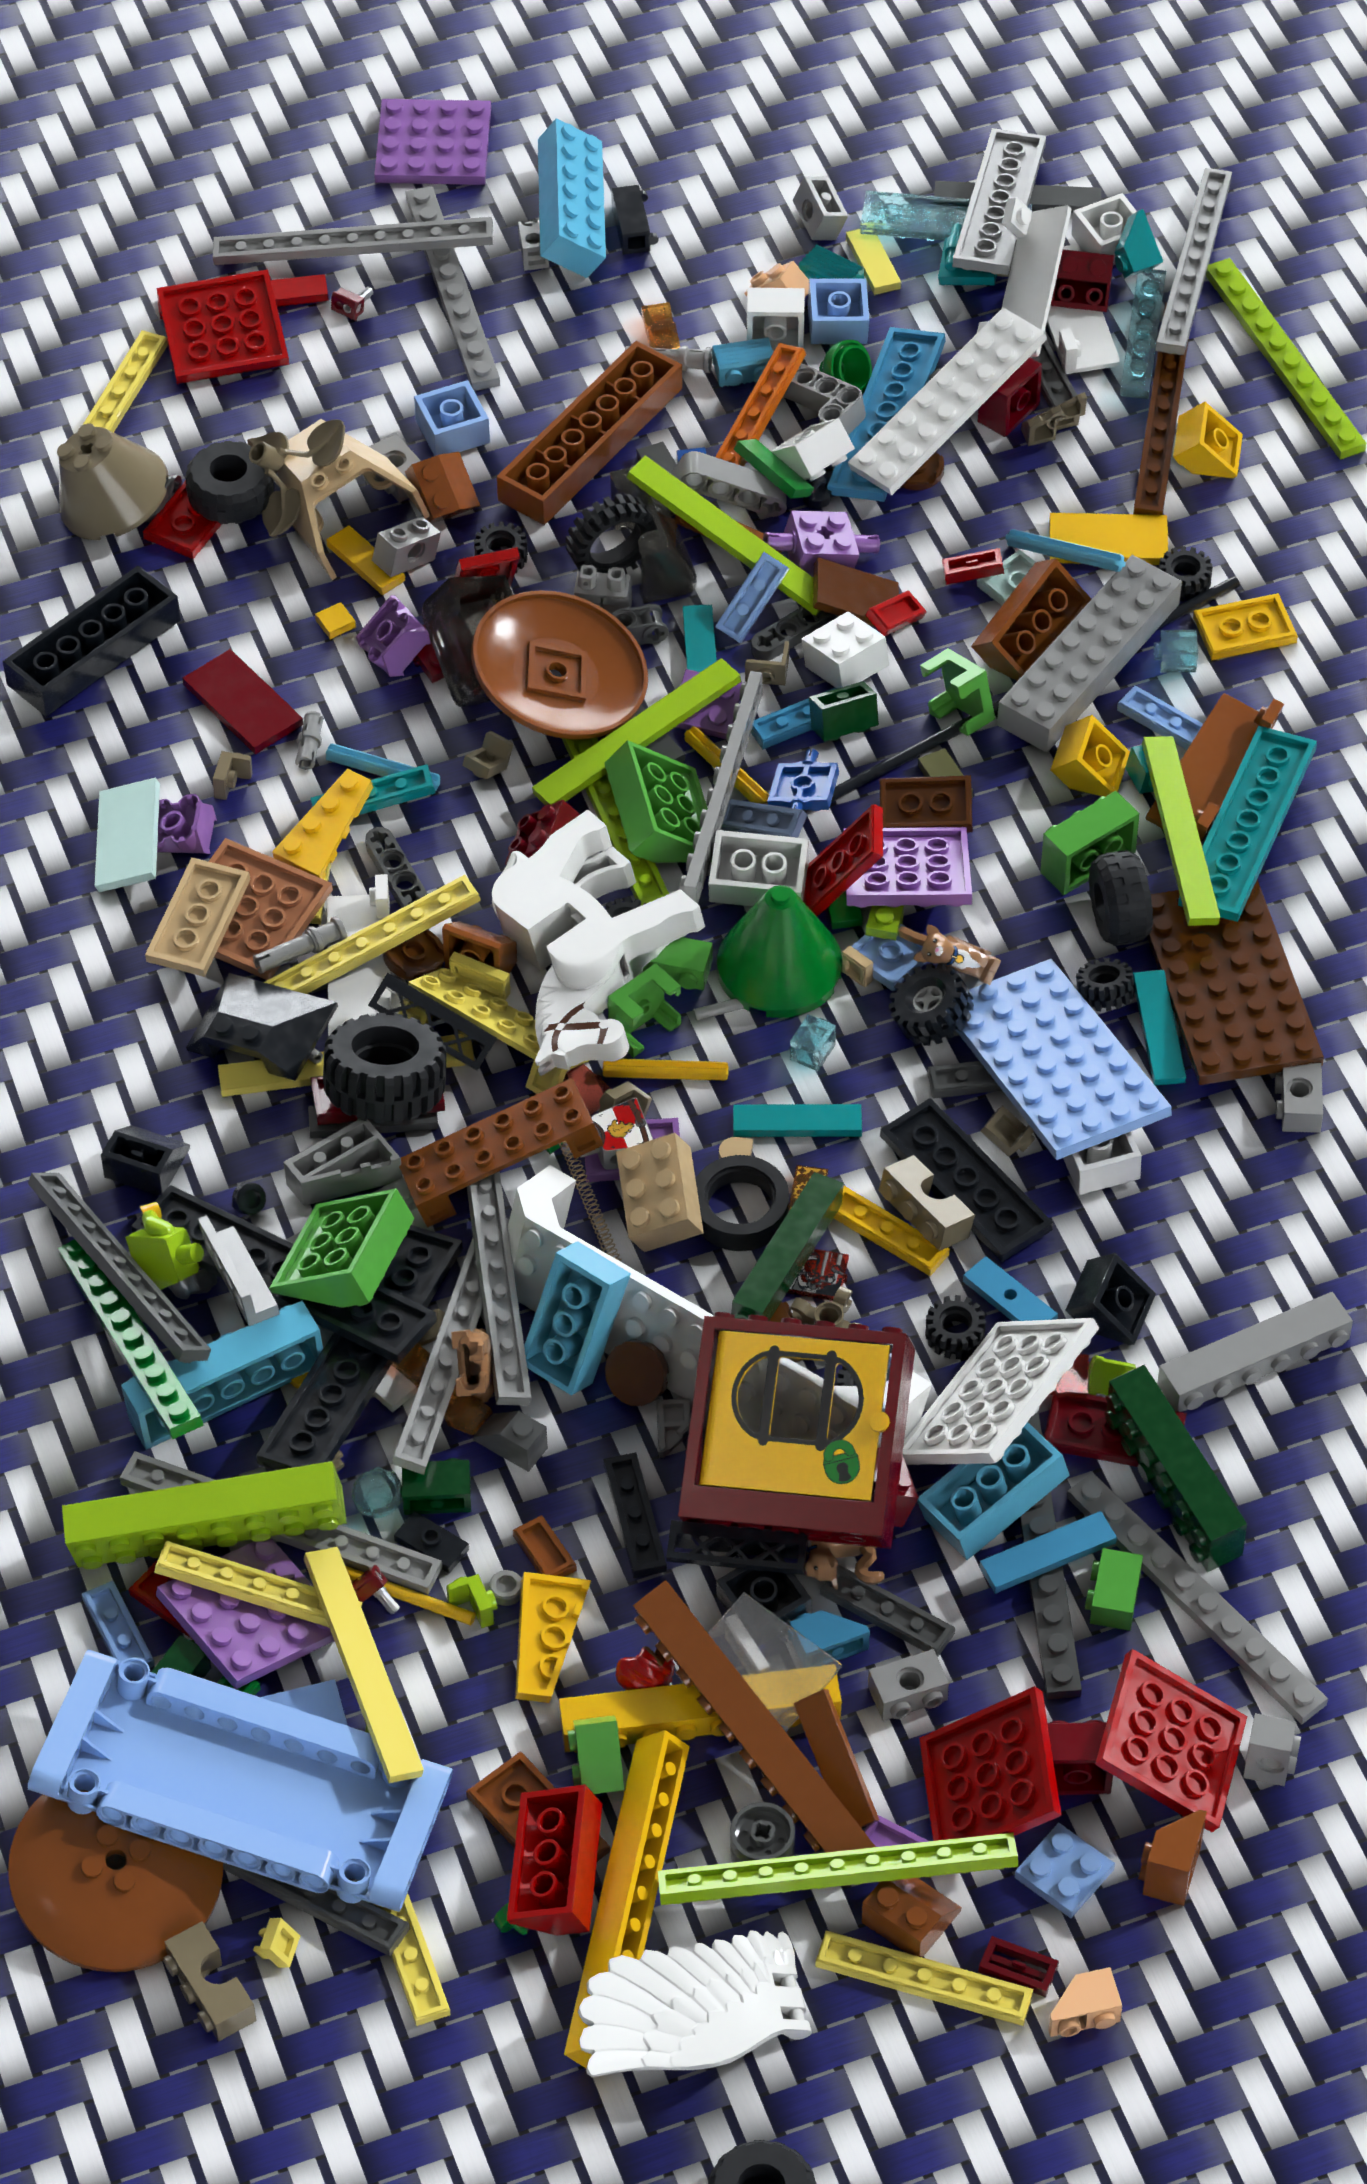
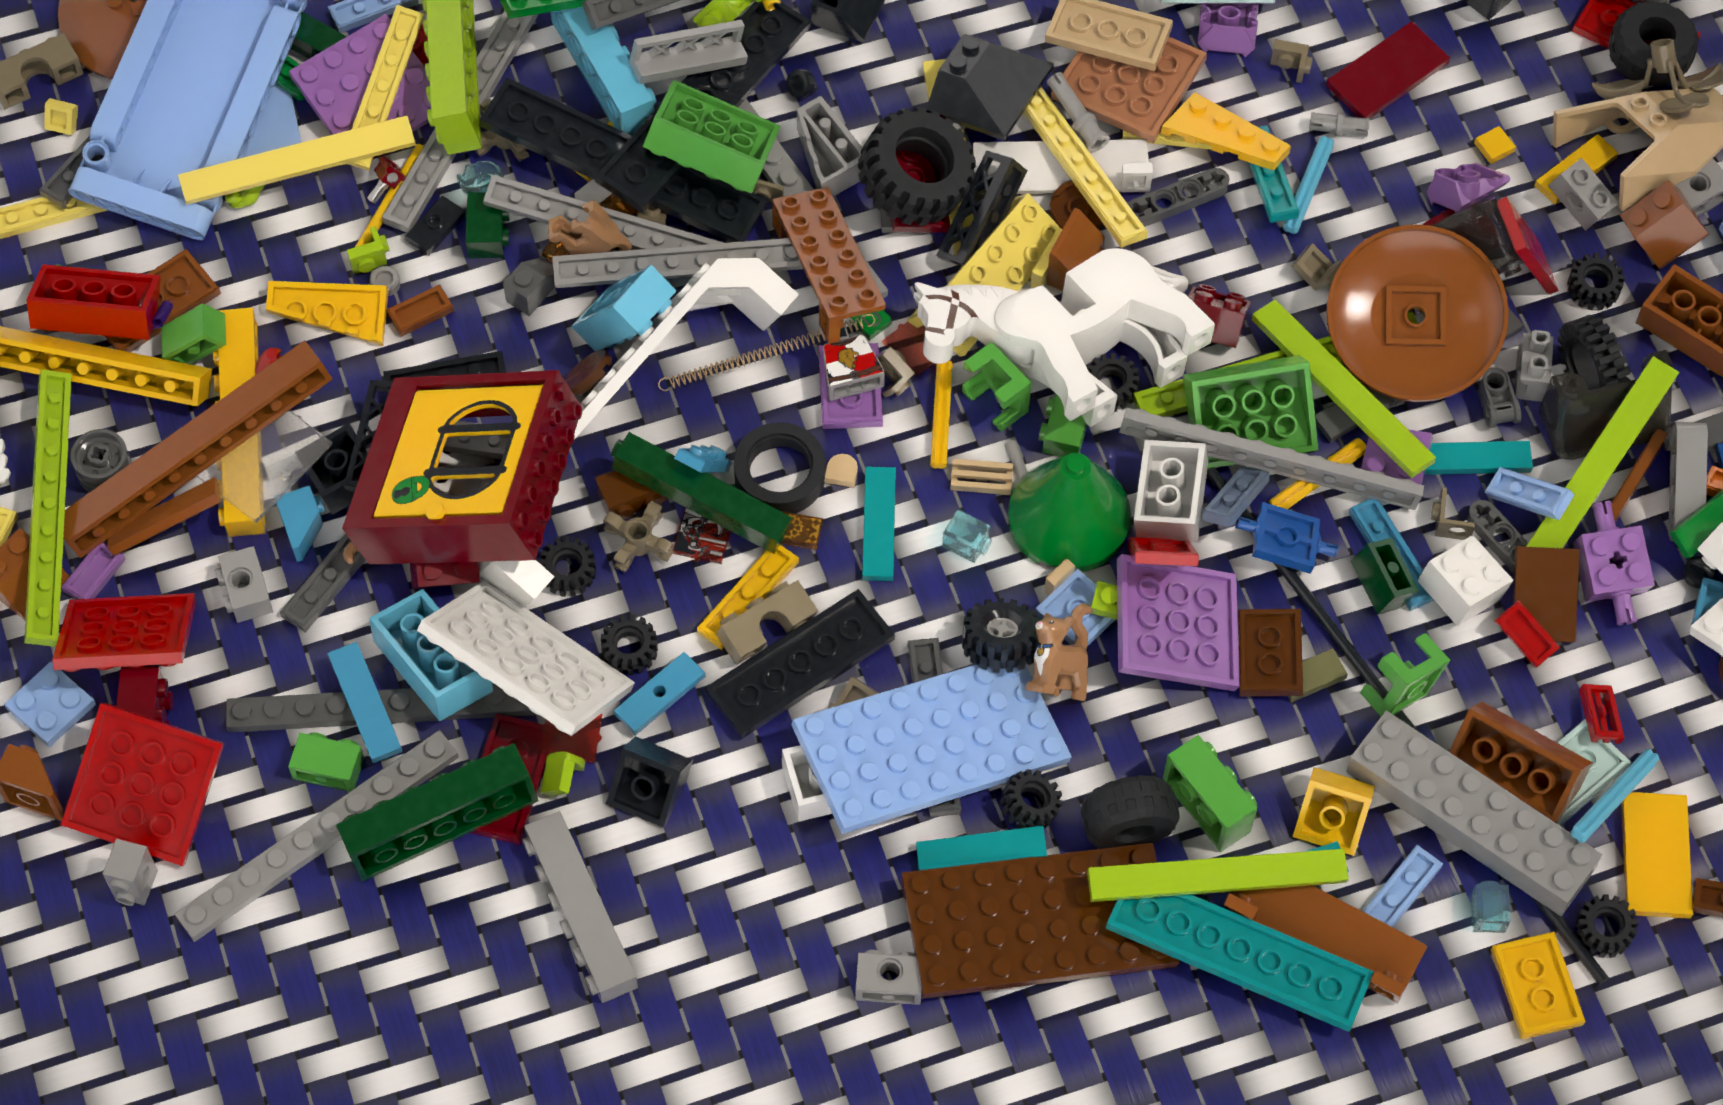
camera: 90 degrees right, 10 degrees up
(659, 1192) = (778, 392): tan brick -> none
(739, 1016) = (983, 472): none -> tan tile
(747, 1250) = (704, 458): none -> dark azure tile

